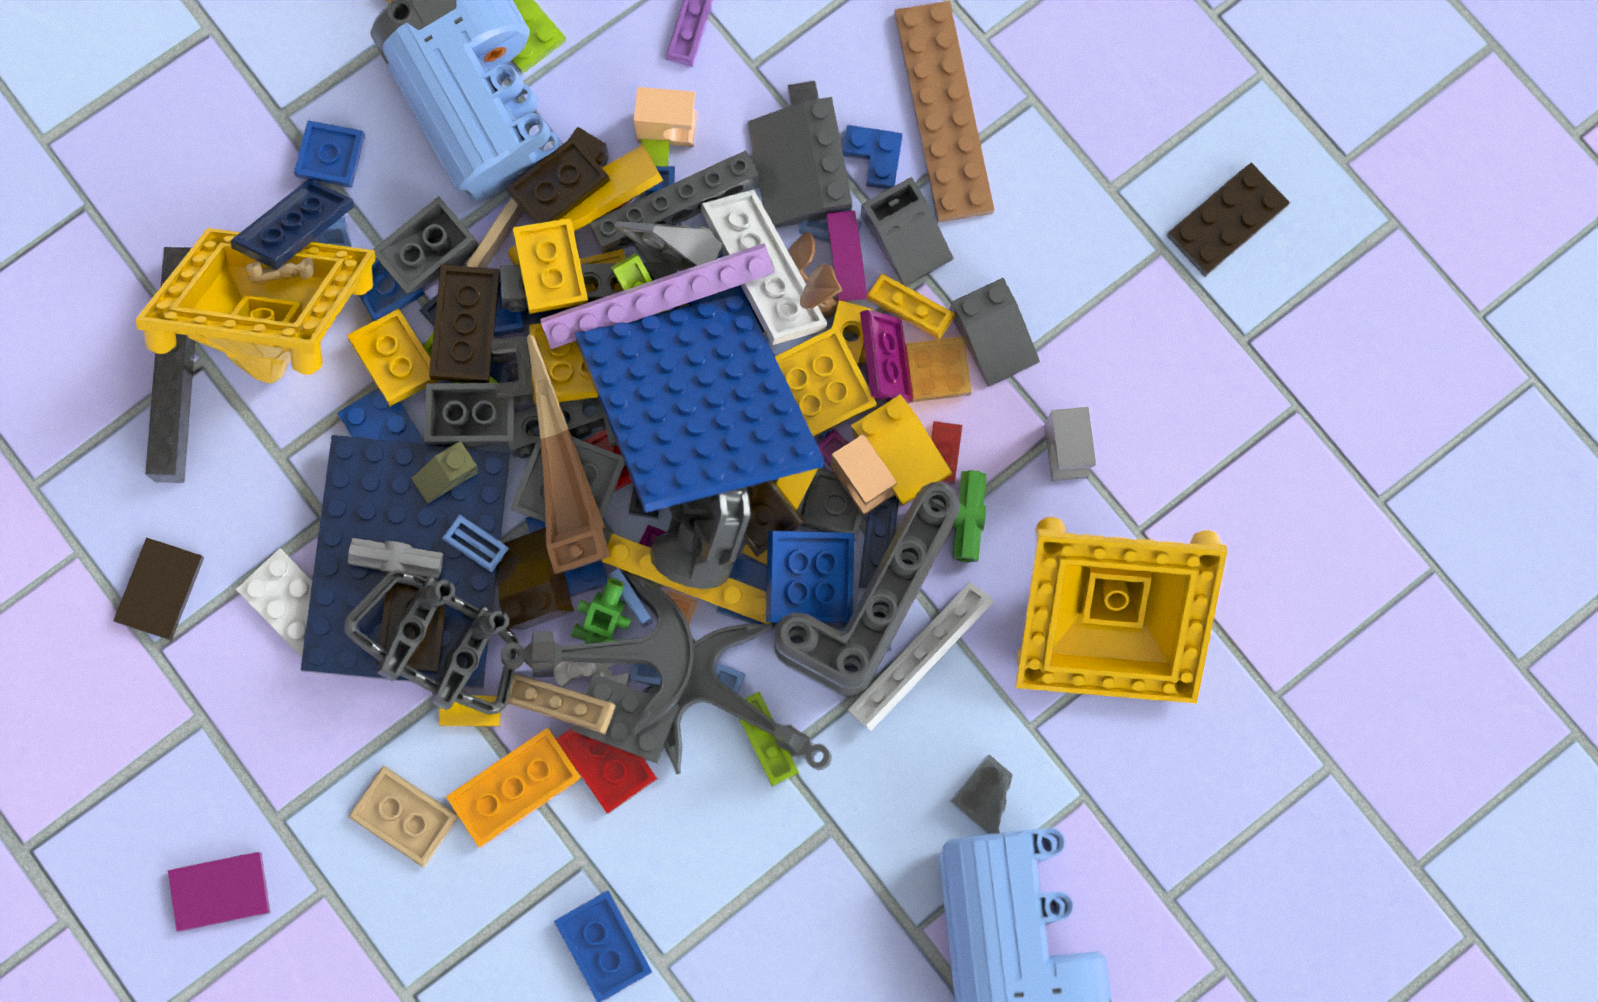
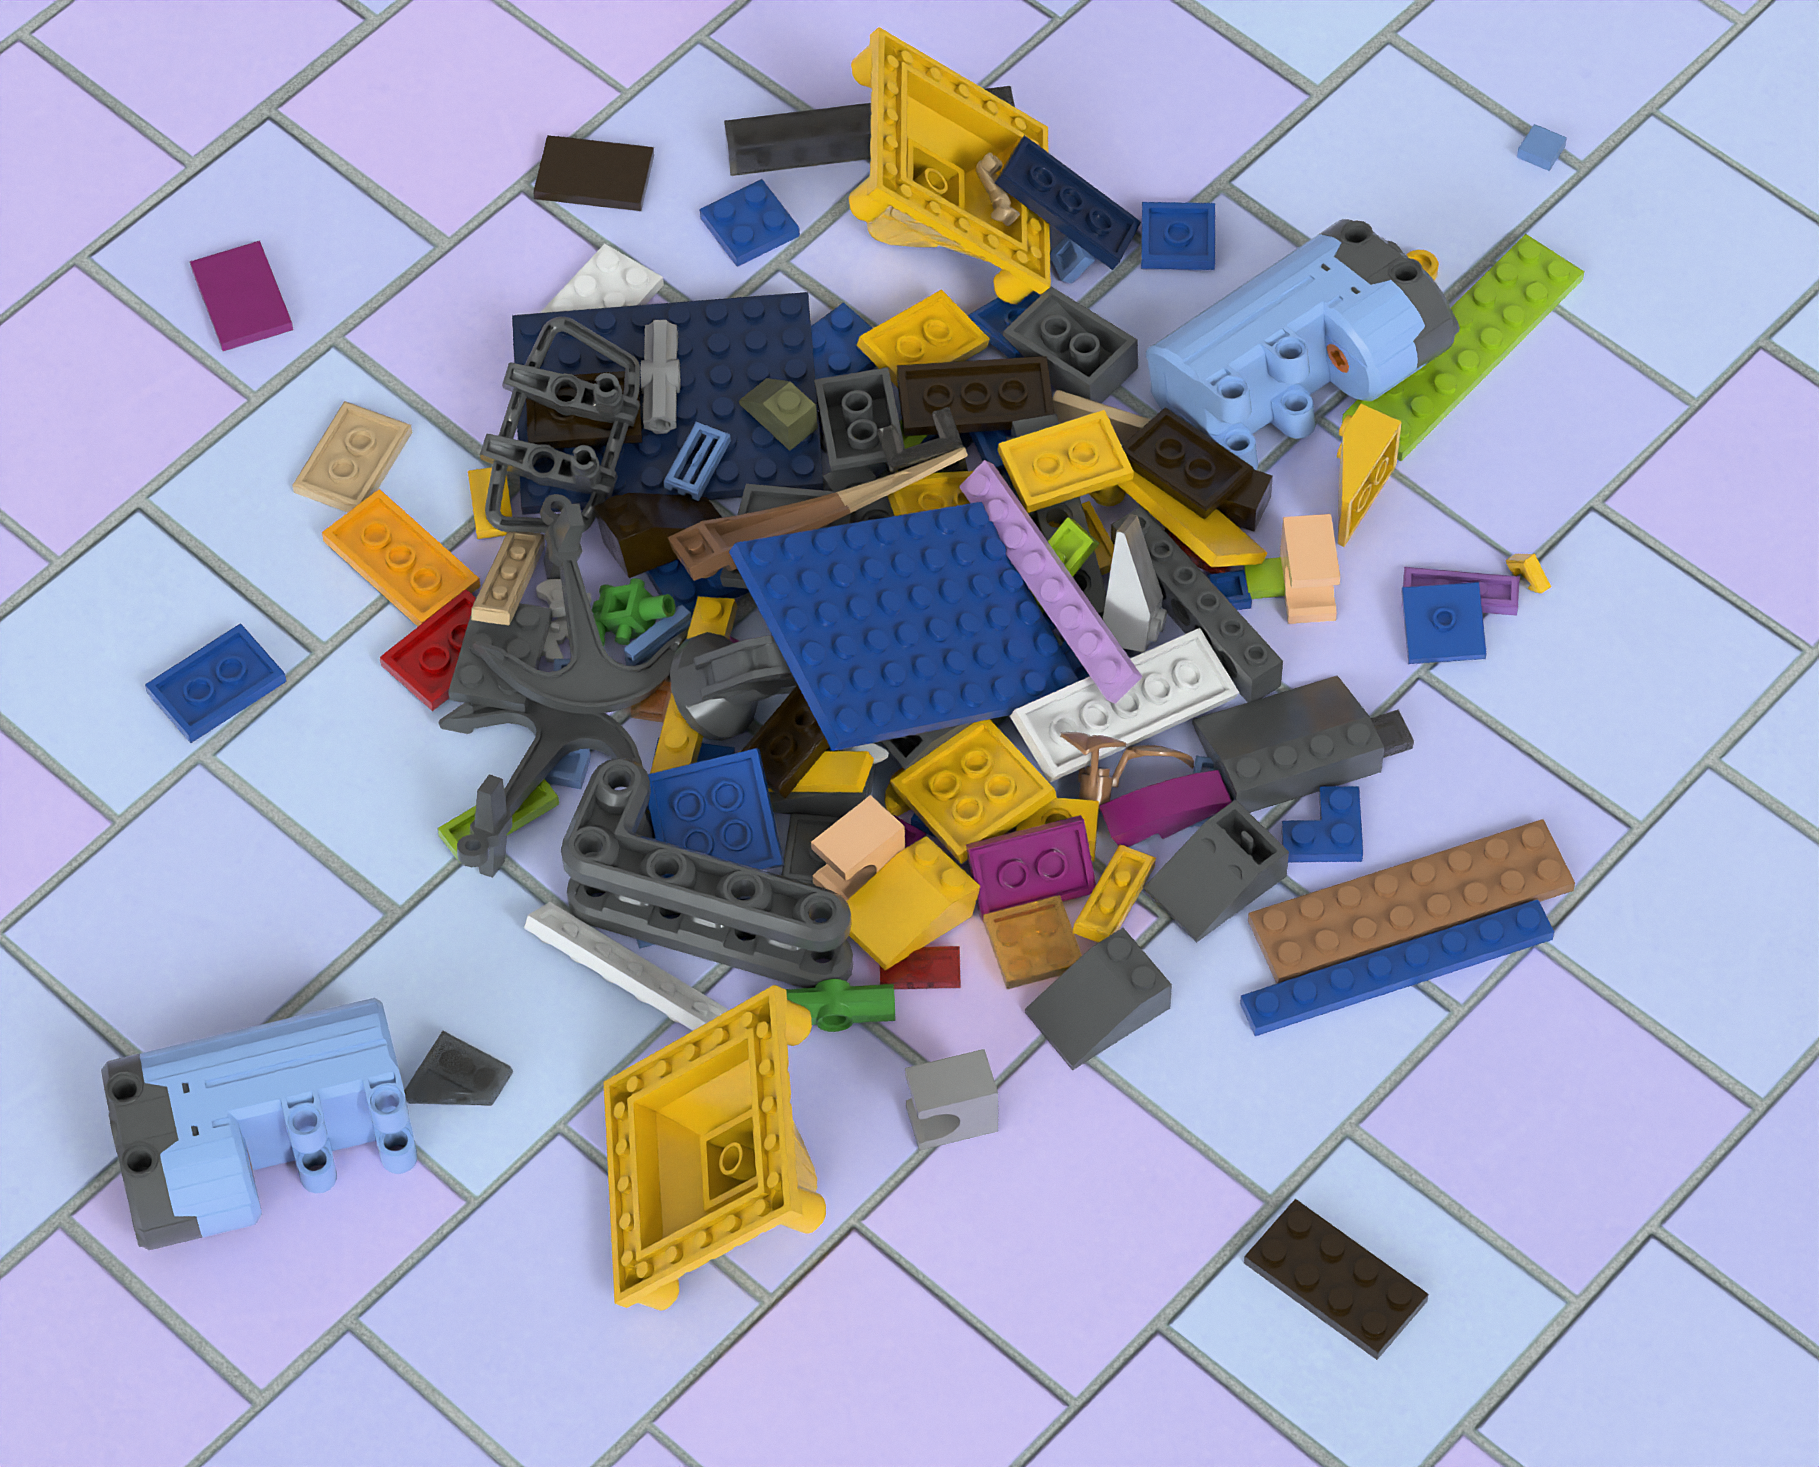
camera: 85 degrees right, 20 degrees down
(238, 473) = (749, 222): none -> blue plate
(585, 65) = (1366, 462): none -> yellow slope
(721, 39) = (1443, 623): none -> blue plate
(995, 132) = (1396, 967): none -> blue plate

